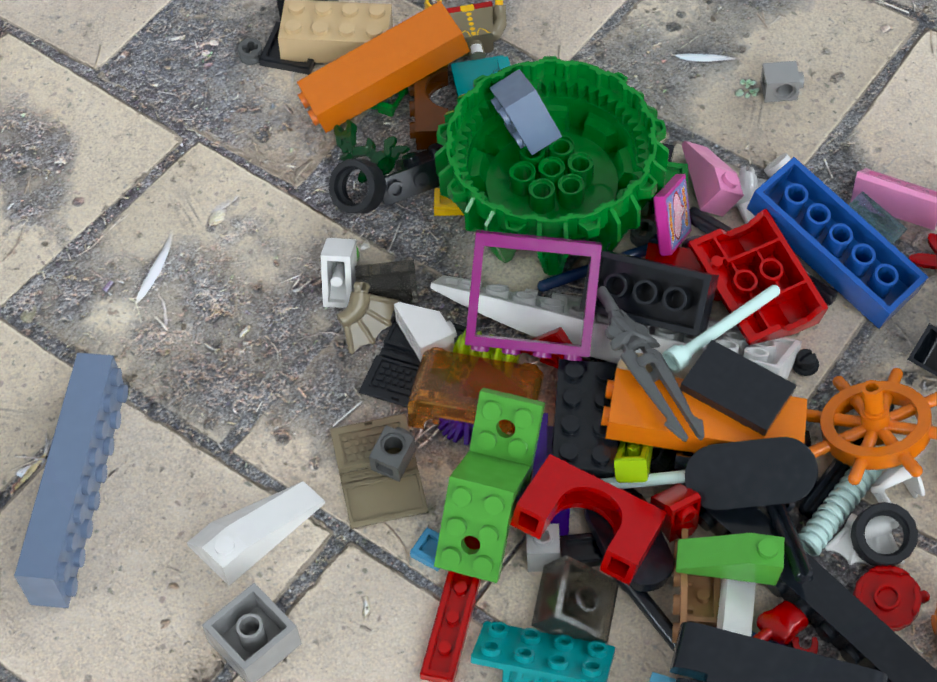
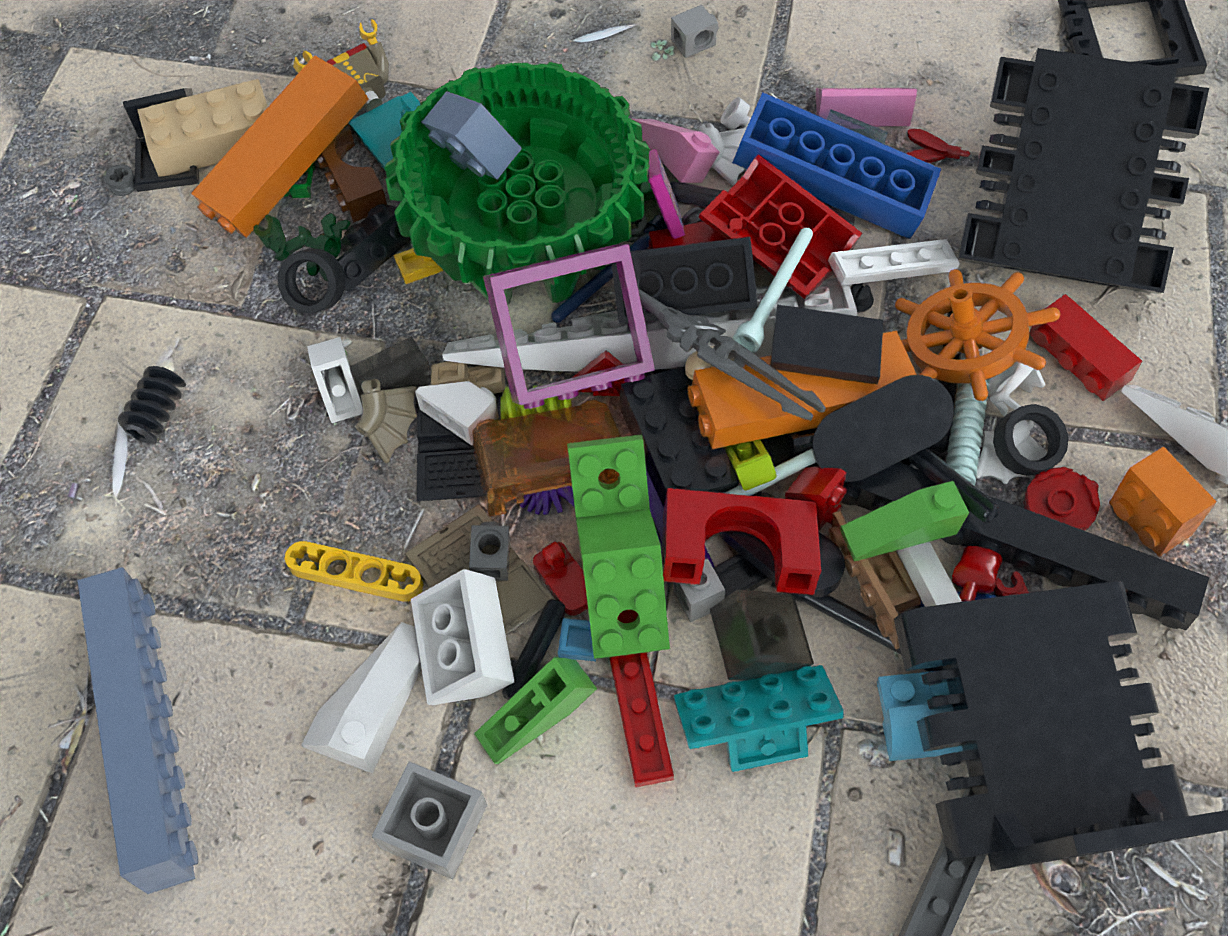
camera: 25 degrees left, 5 degrees up
(191, 238) = (148, 402): none -> black piece
(288, 425) = (355, 567): none -> yellow beam
(340, 510) = (461, 639): none -> white slope
(373, 585) = (535, 708): none -> bright green slope
(393, 543) = (536, 647): none -> black axle
(437, 484) = (562, 577): none -> red piece
(450, 311) = (482, 376): none -> tan slope
(849, 342) = (893, 262): none -> white tile

